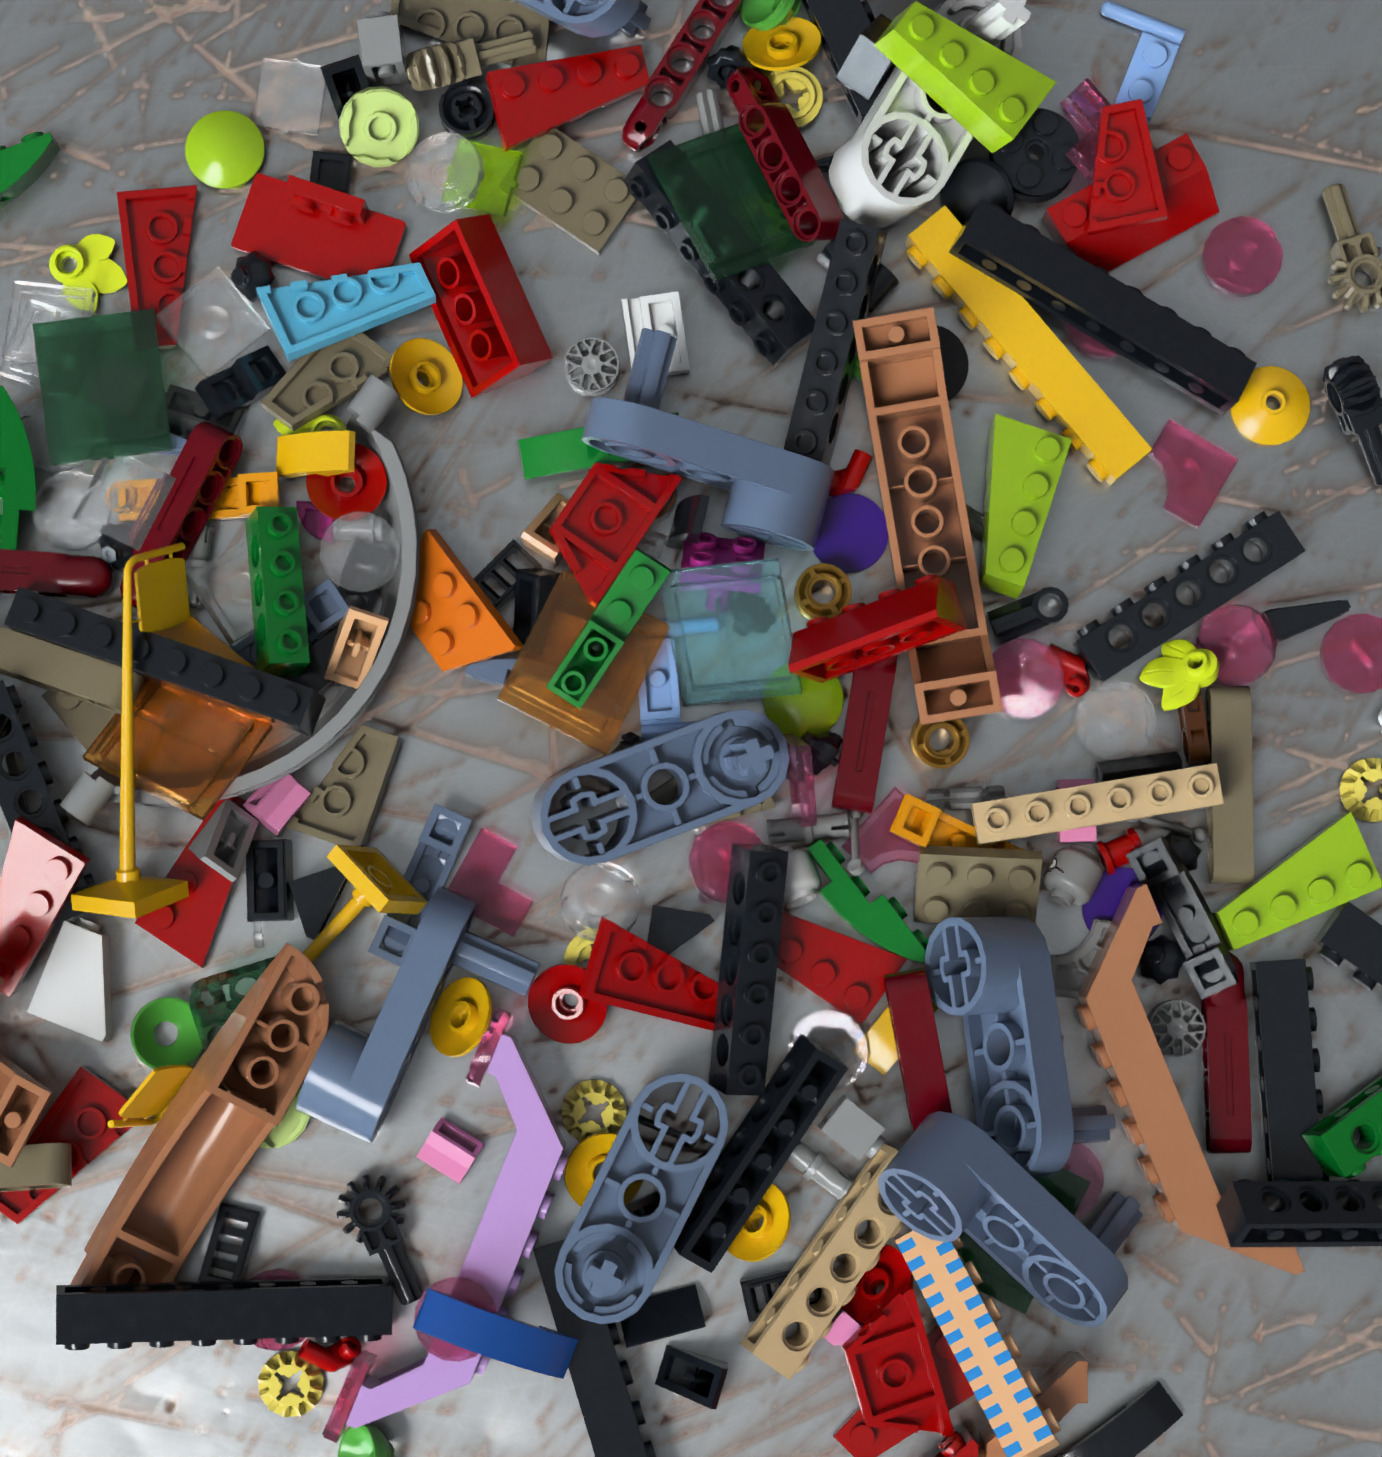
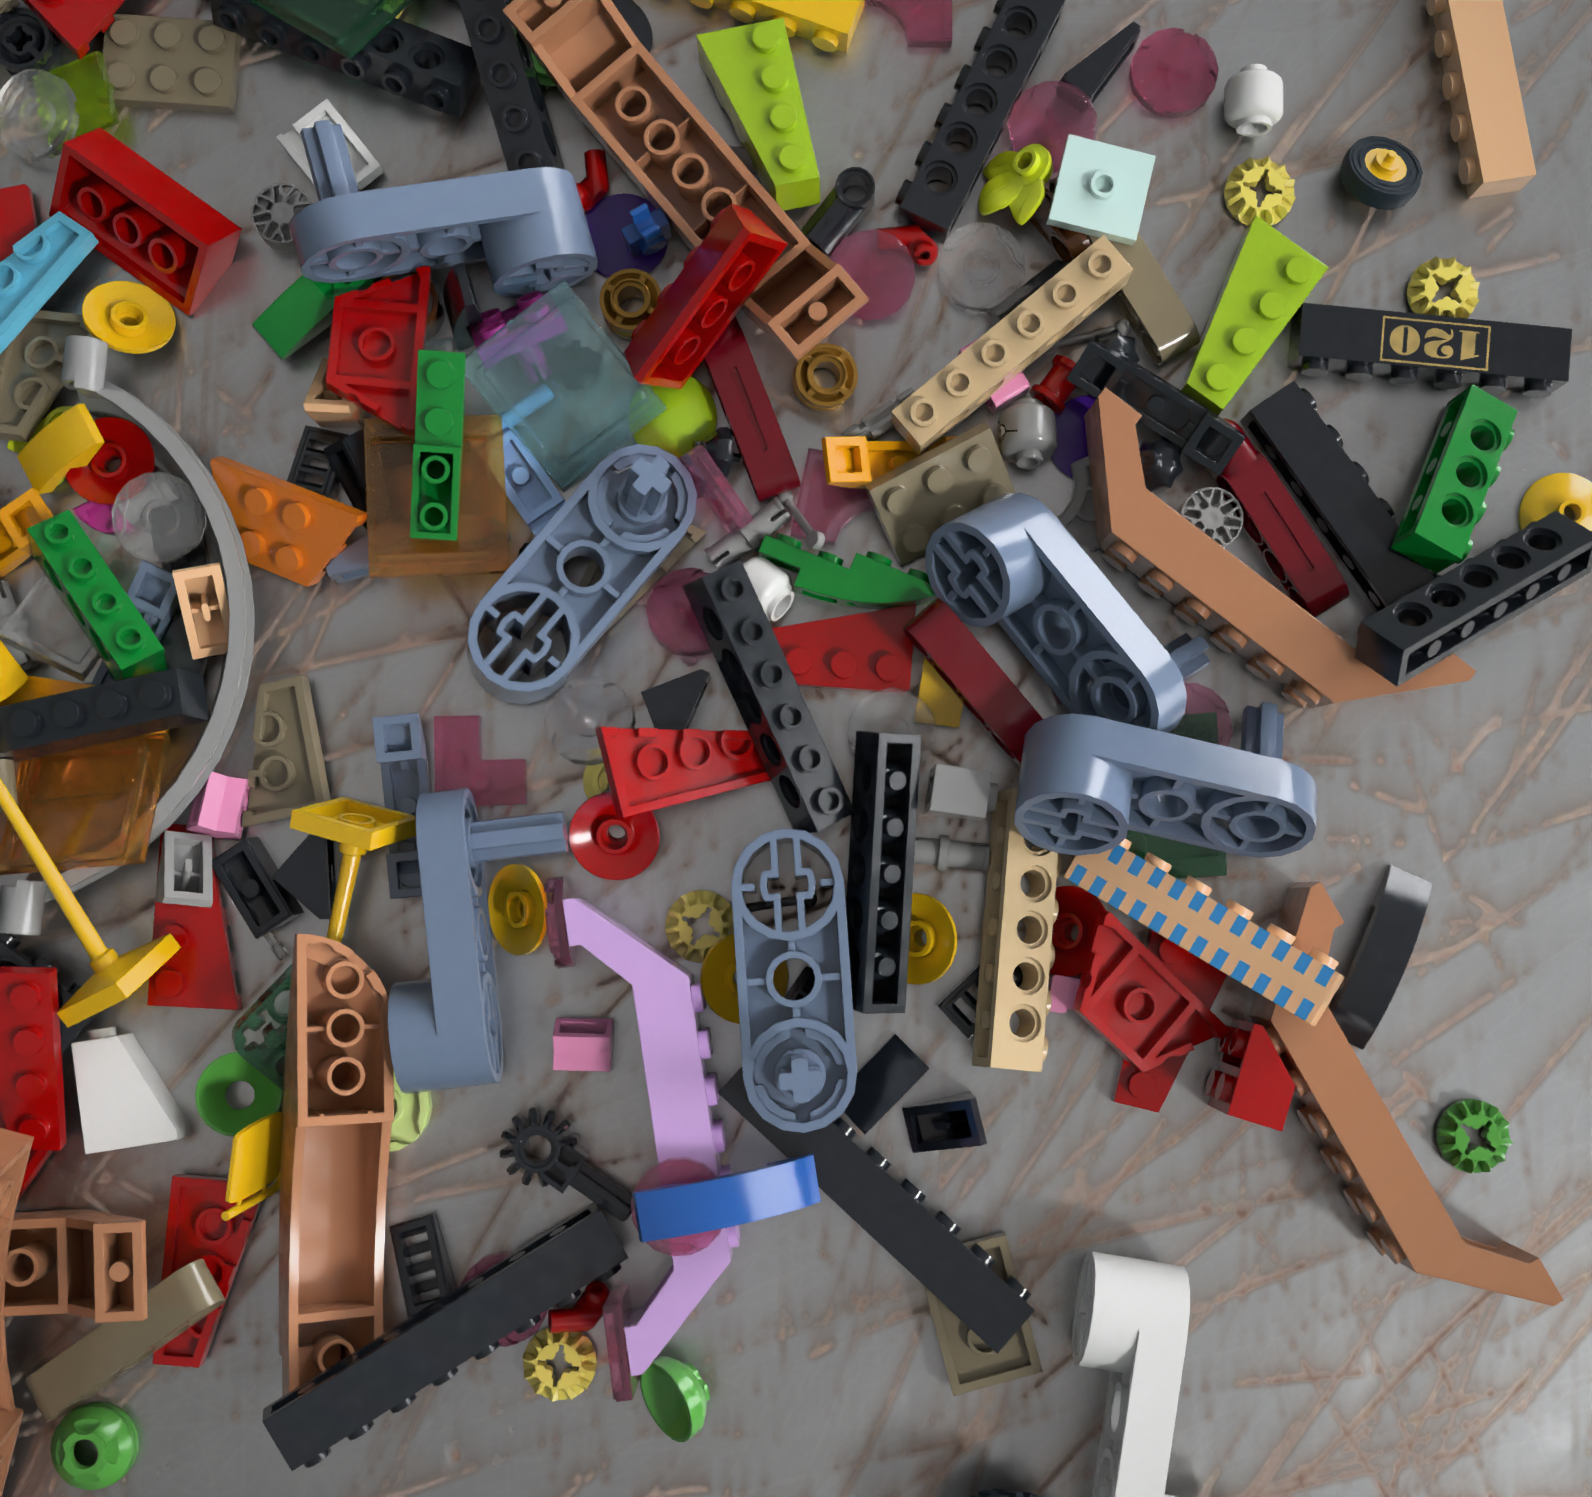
camera: 30 degrees left, 0 degrees up
(867, 544) = (647, 232): none -> blue plate
(1241, 720) = (1101, 189): none -> light aqua plate

